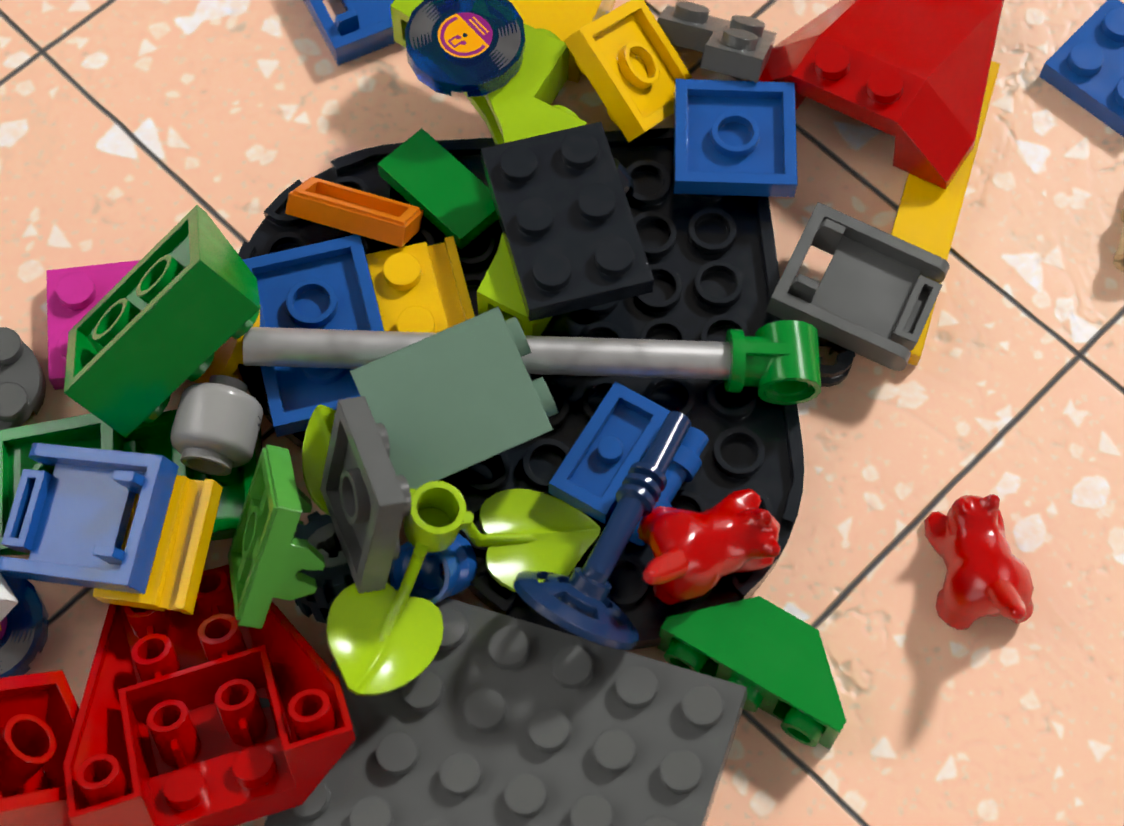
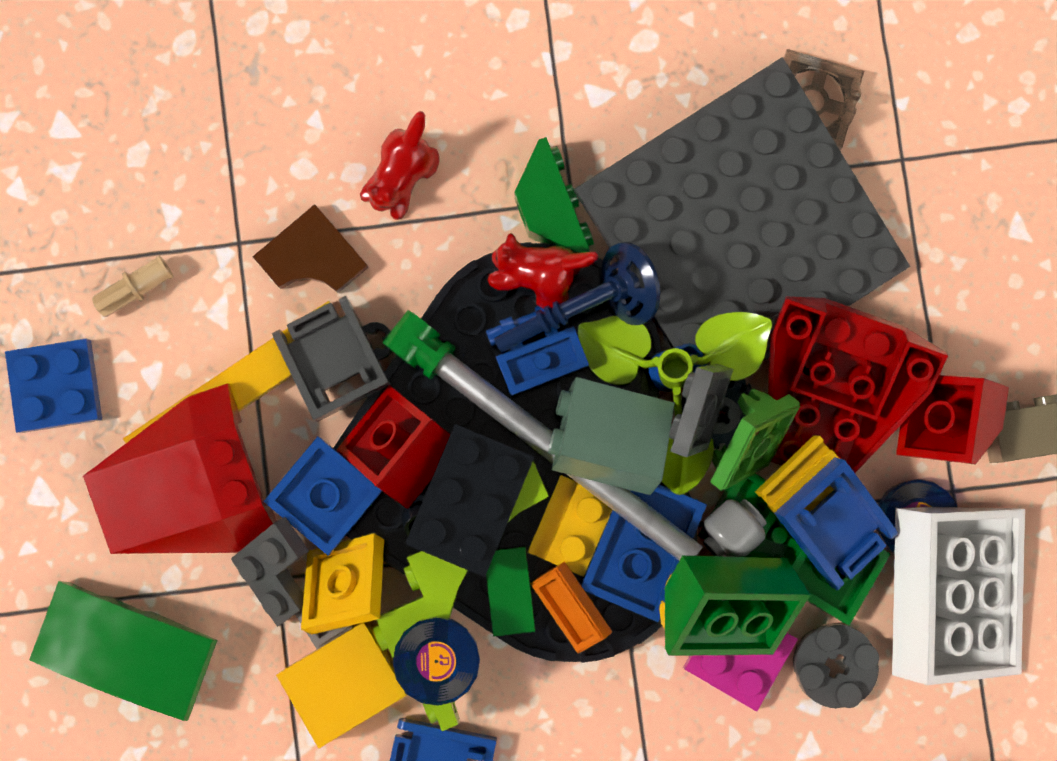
camera: 145 degrees left, 20 degrees up
(700, 235) = (396, 447): none -> red slope
(990, 401) = (311, 251): none -> reddish brown tile

